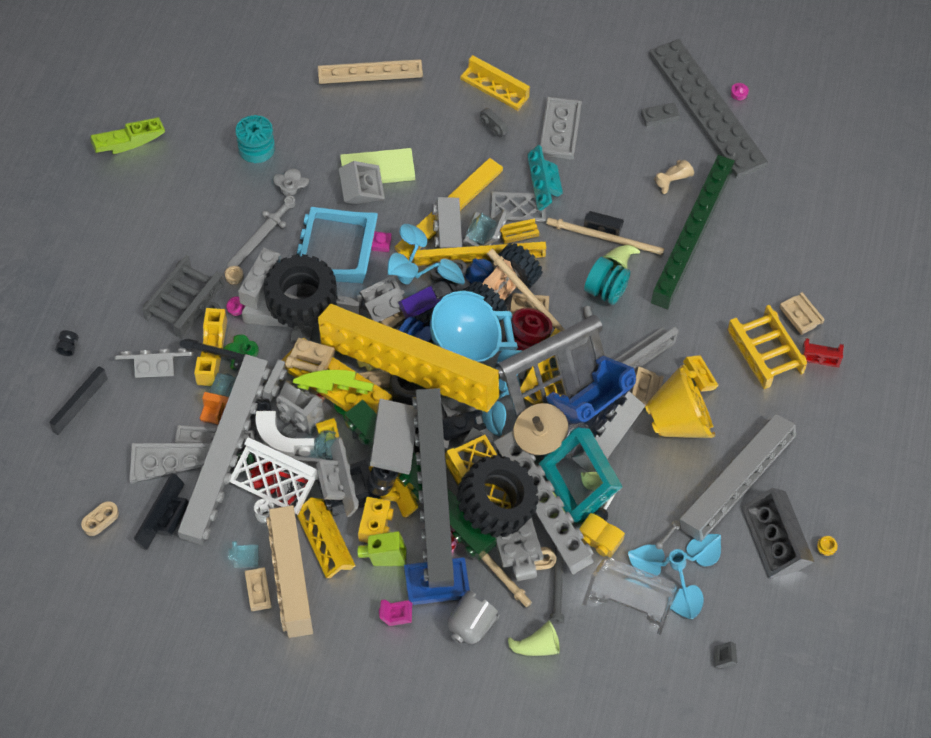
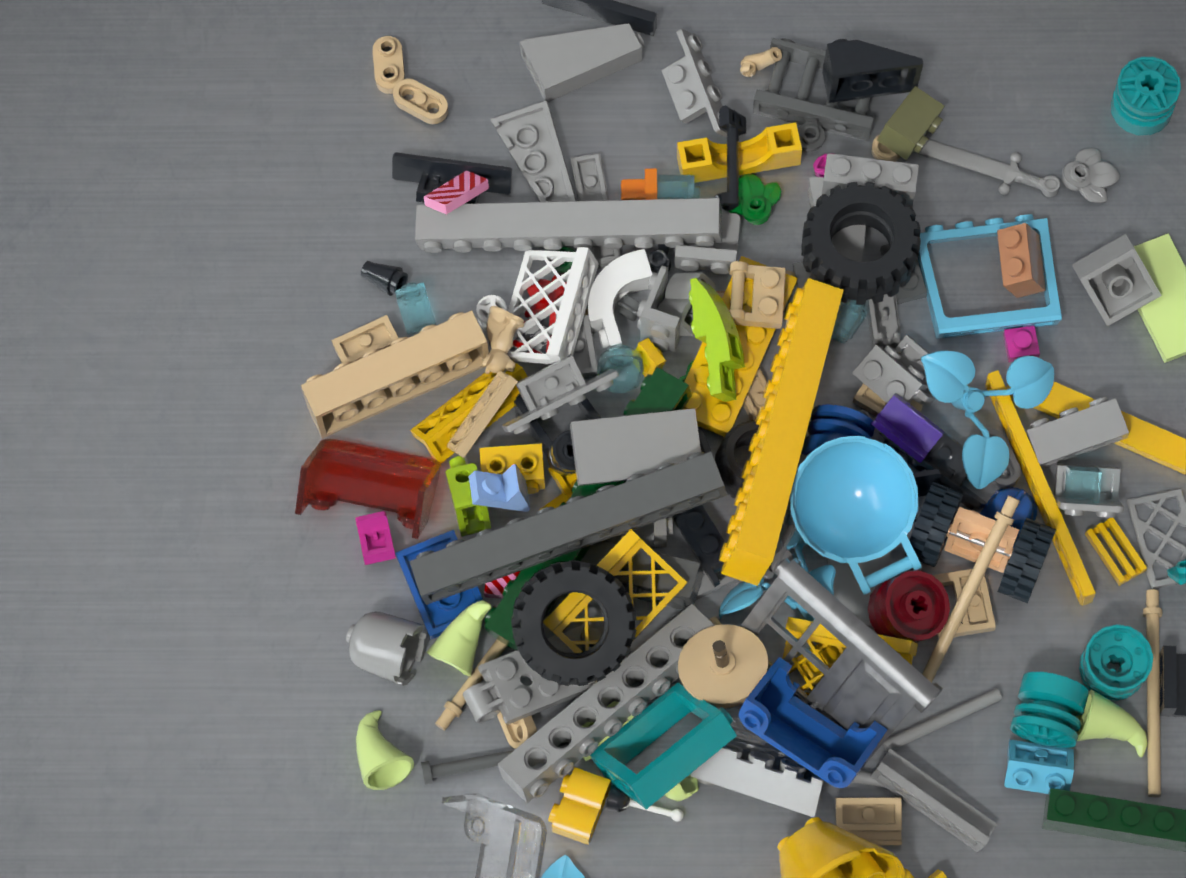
camera: 80 degrees right, 10 degrees up
(63, 533) = (388, 63): none -> tan plate
(108, 424) = (580, 57): none -> light grey slope
(150, 328) = (759, 61): none -> tan arm
(178, 505) = (456, 192): none -> bright pink tile
(188, 262) = (866, 70): none -> black slope
(216, 567) = (385, 277): none -> black cone
(226, 254) = (911, 123): none -> olive brick
(283, 499) = (500, 333): none -> tan animal
(333, 224) = (1021, 260): none -> nougat brick
(336, 525) = (481, 413): none -> tan tile
(356, 600) = (370, 479): none -> clear red windscreen
(395, 520) = (500, 490): none -> light blue slope
(480, 576) = (460, 639): none -> yellowish green hat
(588, 242) = (1121, 646): none -> teal wheel
(636, 297) = (1038, 767): none -> medium azure bracket

